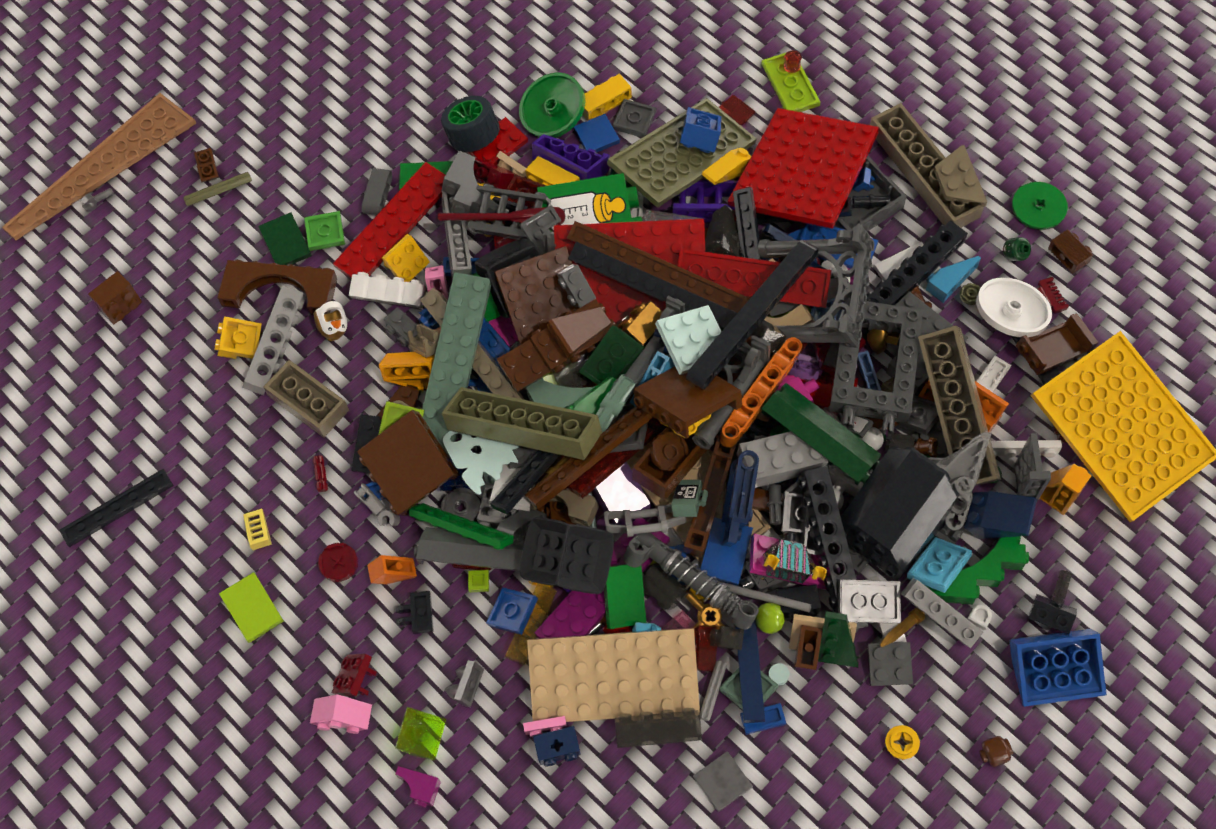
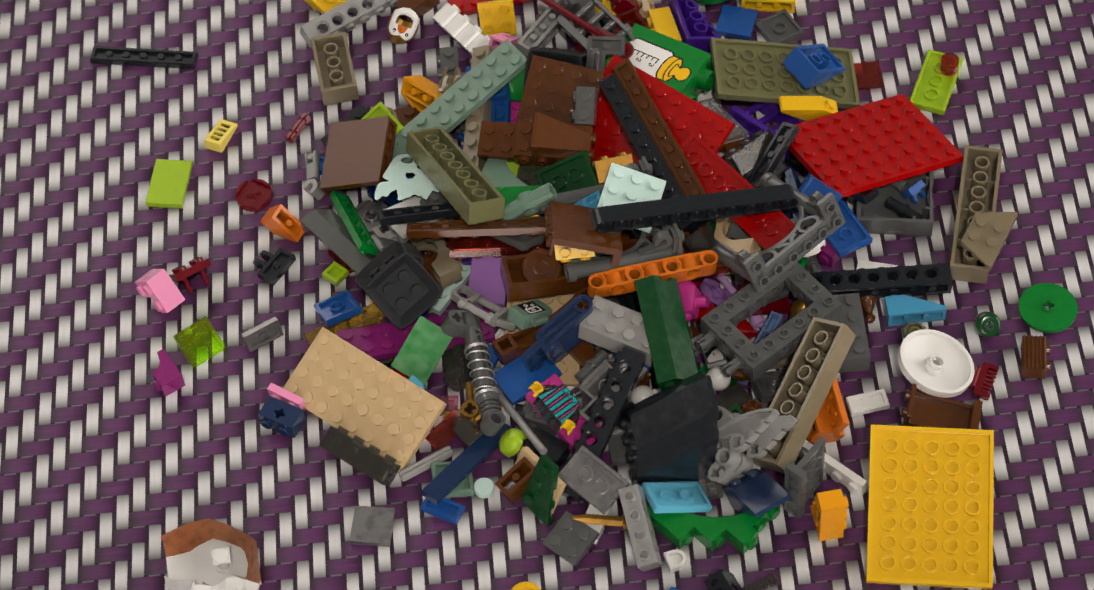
camera: 40 degrees right, 10 degrees down
(816, 229) = (813, 184): none -> blue brick

